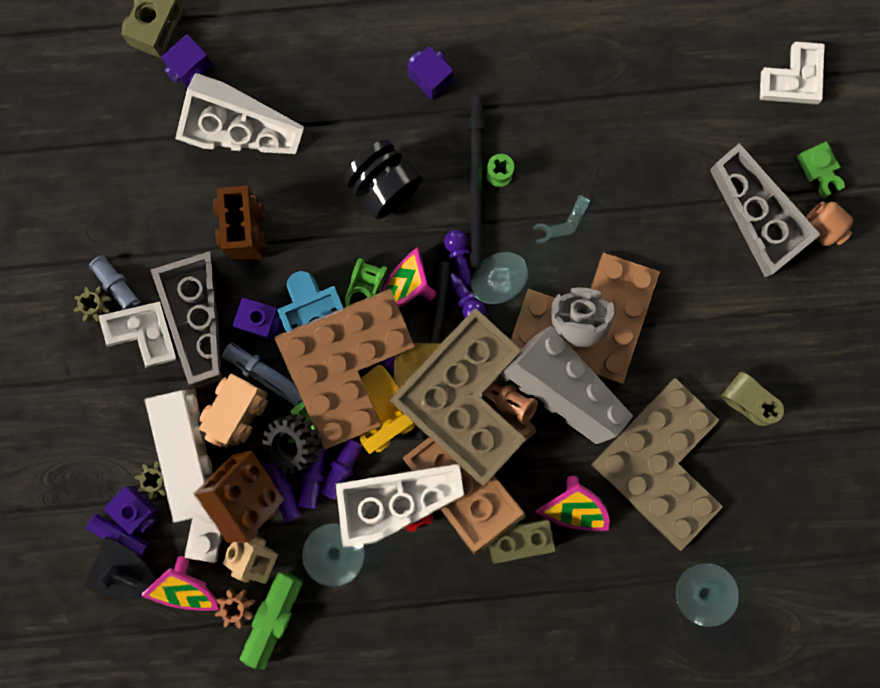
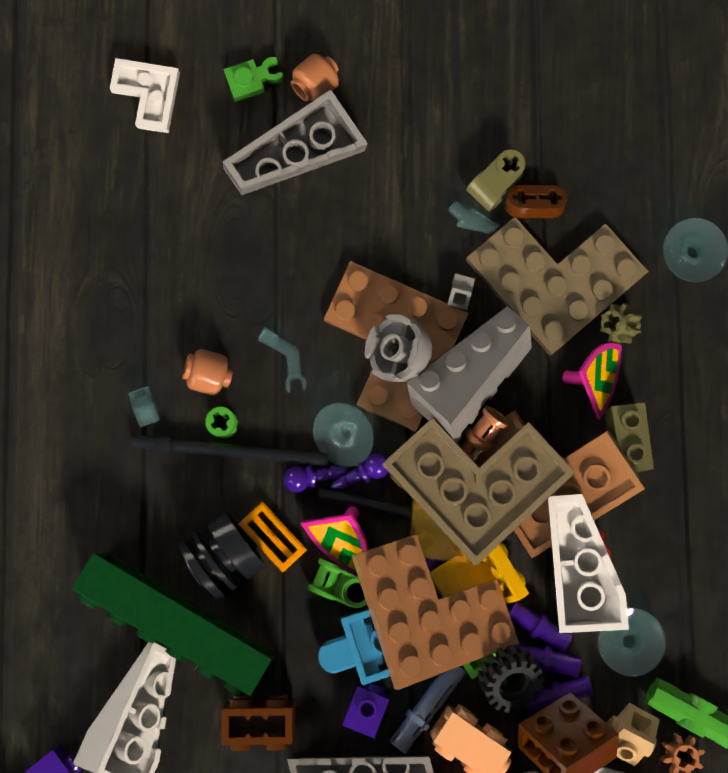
camera: 90 degrees left, 0 degrees up
(320, 144) = (173, 622): none -> dark green brick
(386, 245) = (253, 515): none -> light orange tile
(430, 71) = (98, 491): dark purple brick -> none
(508, 103) = (144, 406): none -> clear light blue piece
(544, 153) = (207, 372): none -> nougat head
(628, 526) = (620, 323): none -> olive gear
(642, 375) = (461, 291): none -> light grey piece
(712, 381) = (472, 219): none -> clear light blue bar
(736, 438) = (536, 201): none -> reddish brown beam

